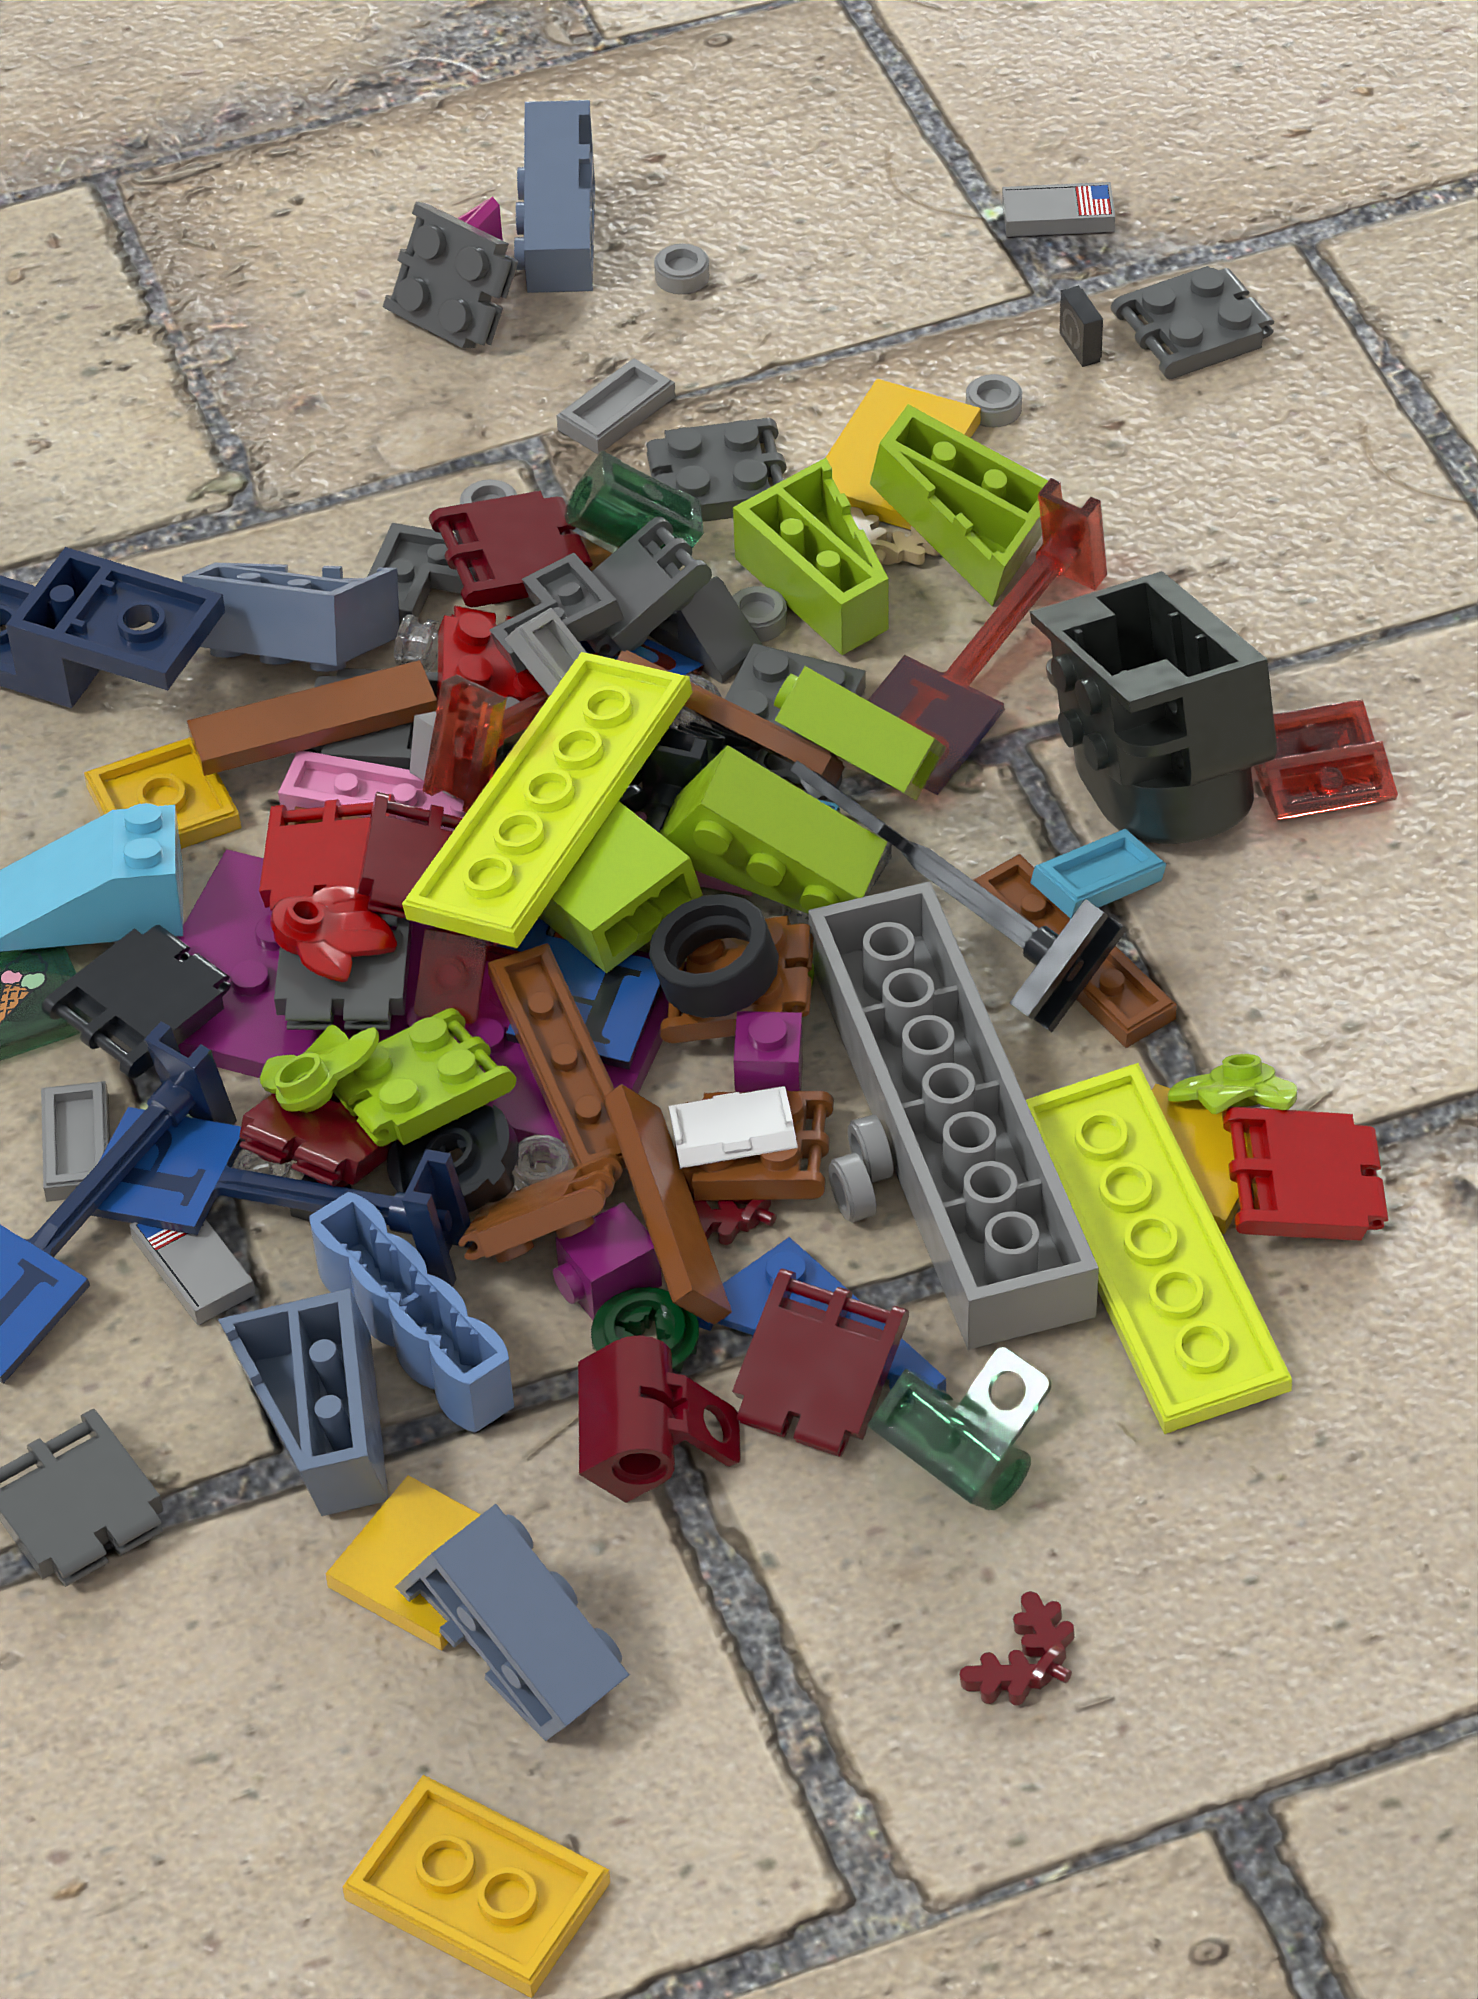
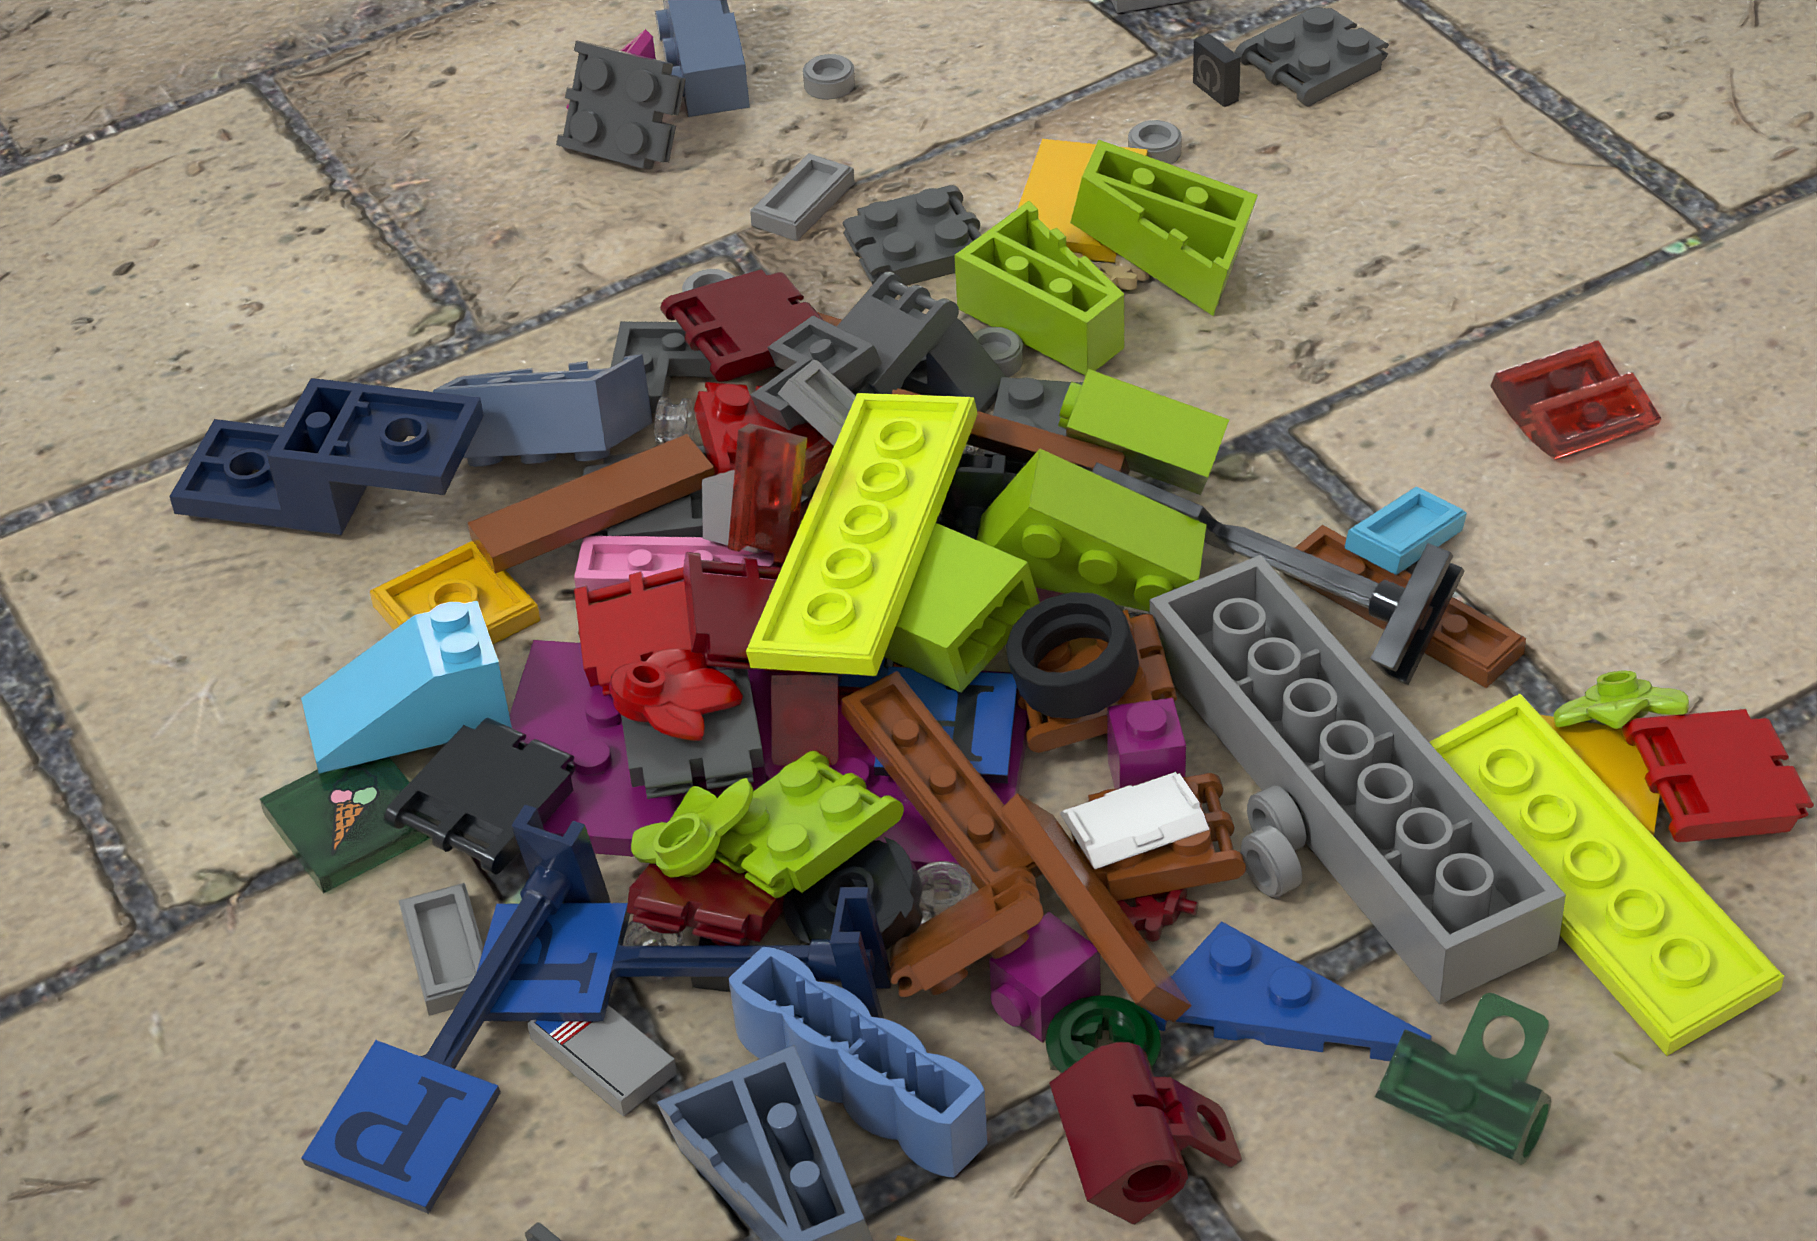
camera: 10 degrees left, 5 degrees down
(618, 501) = (843, 266): clear green piece -> none
(816, 1365) = (1298, 1045): dark red plate -> none
(943, 701) = (1277, 254): clear red piece -> none
(1159, 708) = (1427, 367): pearl dark grey brick -> none

